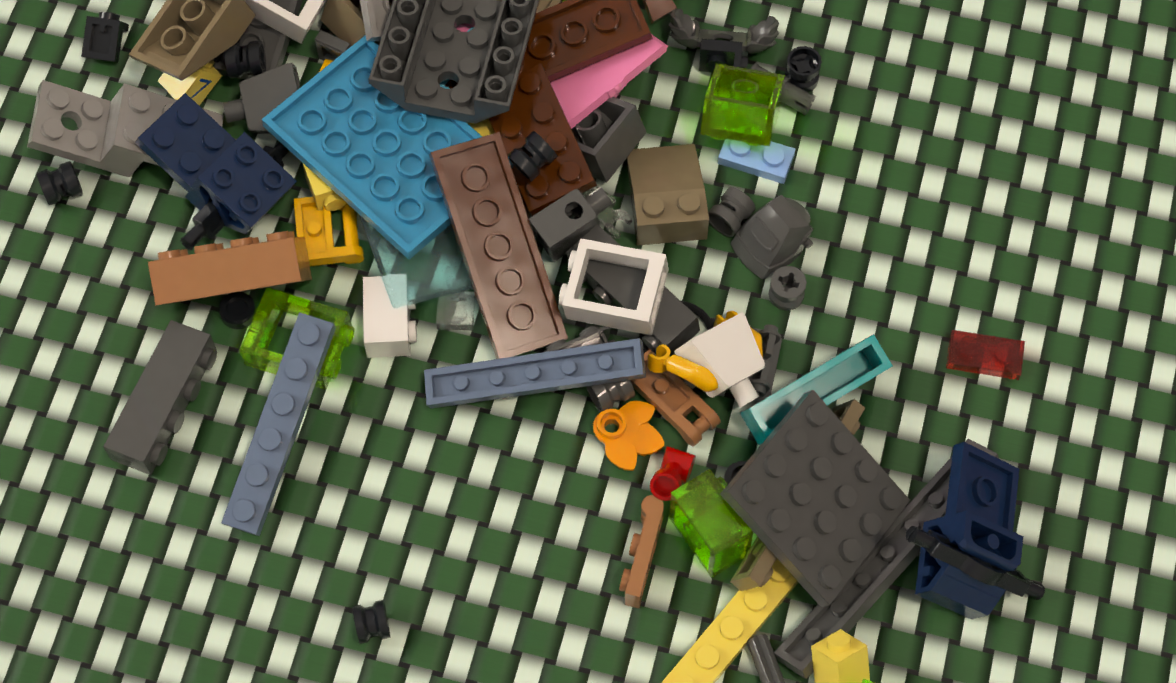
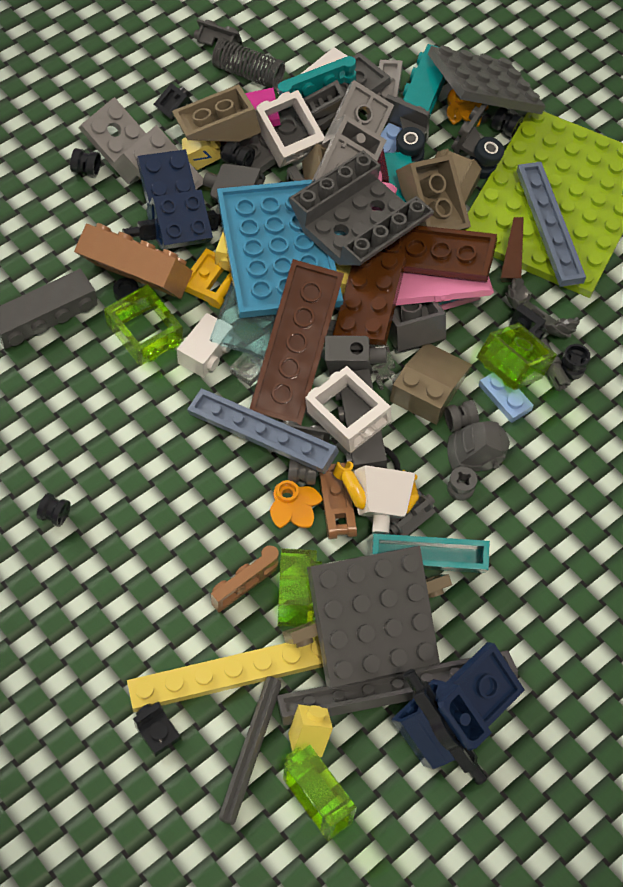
camera: 30 degrees right, 5 degrees down
(279, 424) = (92, 363): sand blue plate -> none
(536, 148) = (355, 301): black wheel -> none
(674, 472) = (306, 541): red leg -> none
(985, 354) = (562, 607): clear red plate -> none

